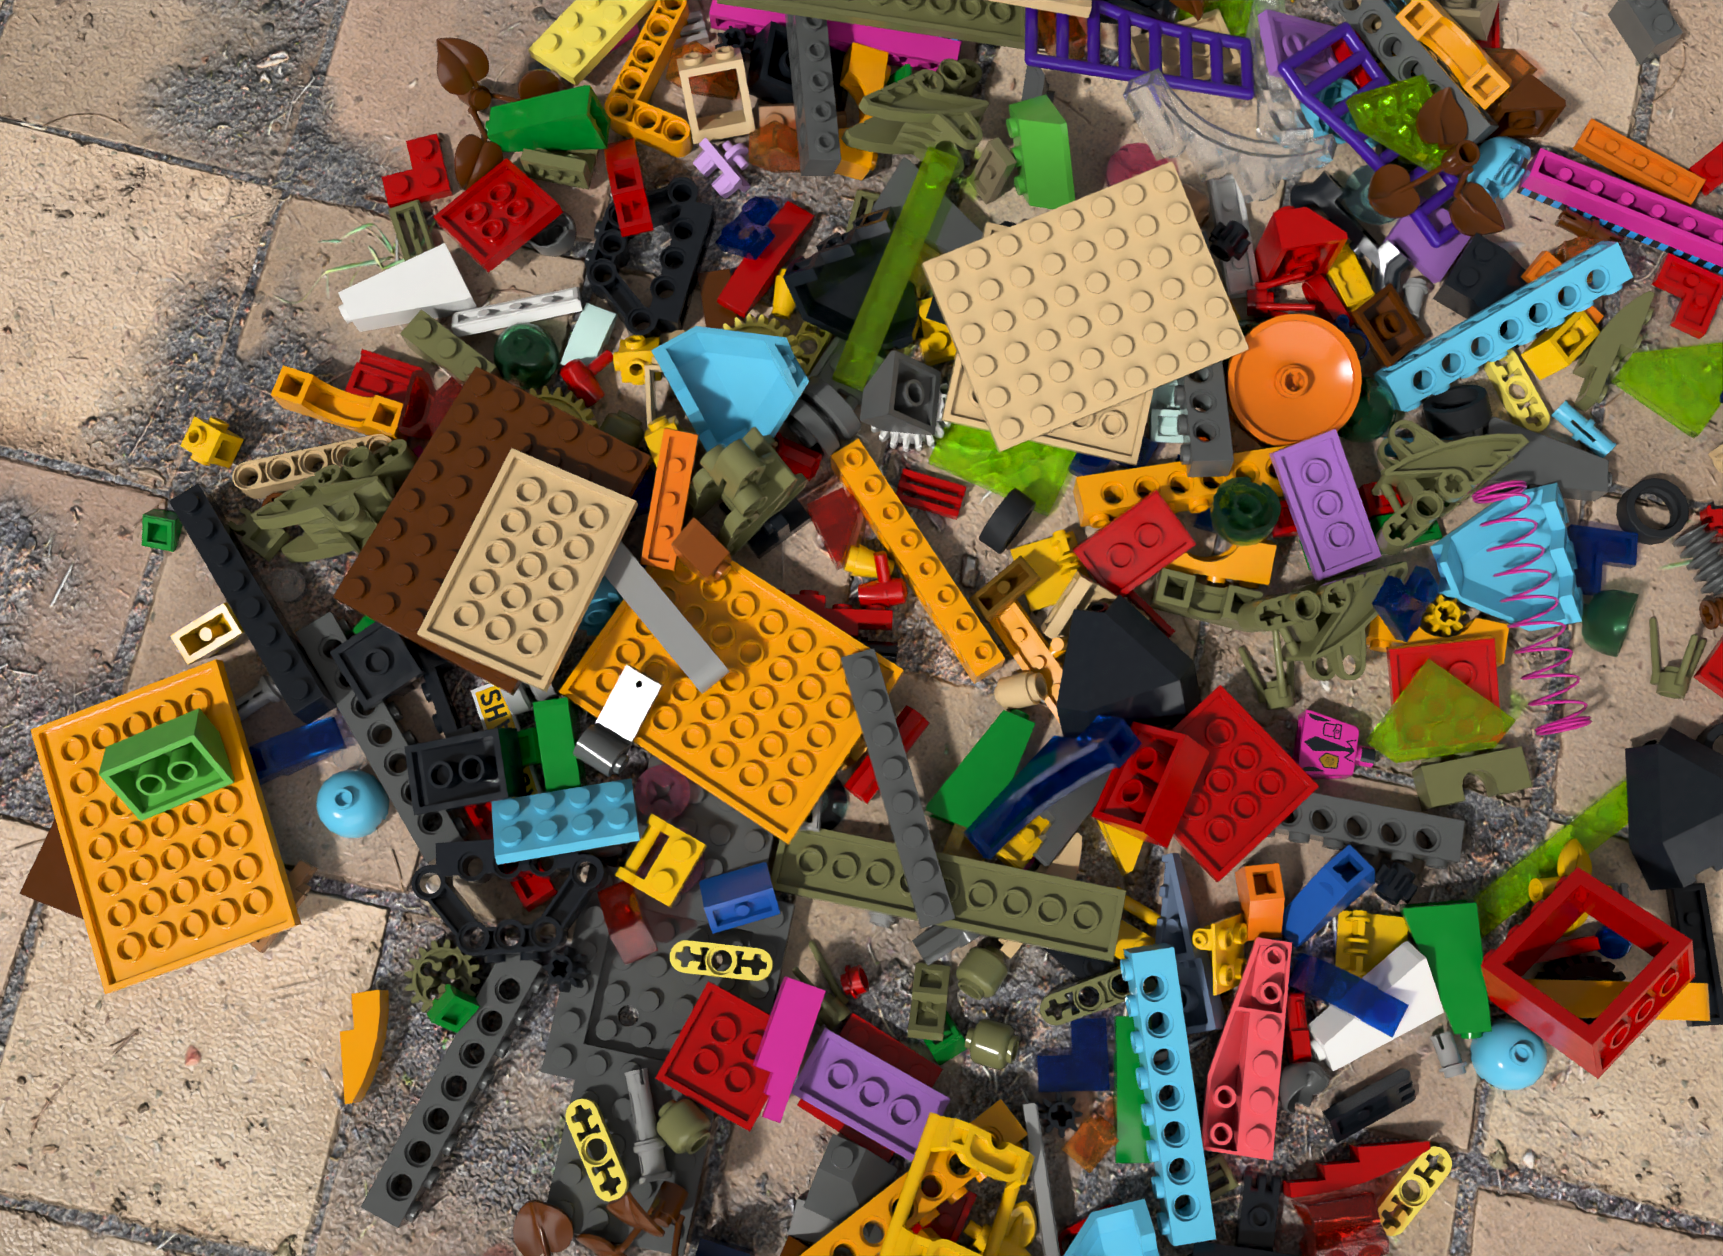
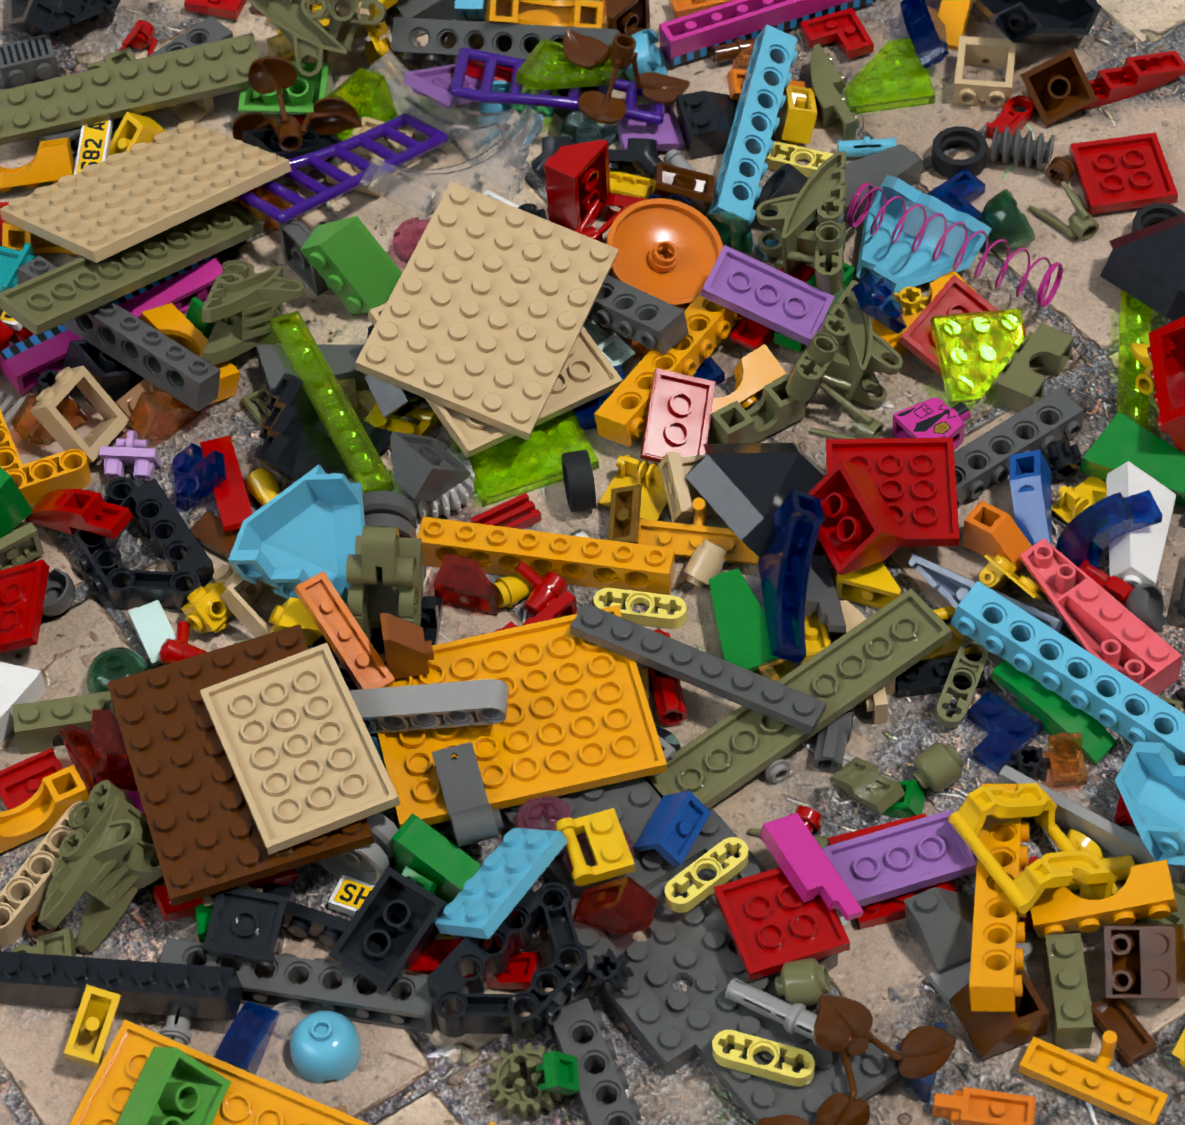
camera: 45 degrees left, 25 degrees down
(517, 311) = (82, 657): white tile -> none
(918, 658) = (652, 600): none -> light yellow beam
(981, 972) = (880, 736): olive head -> none
(992, 170) = (325, 308): dark tan plate -> none
(1244, 511) = (724, 338): clear green cylinder -> none

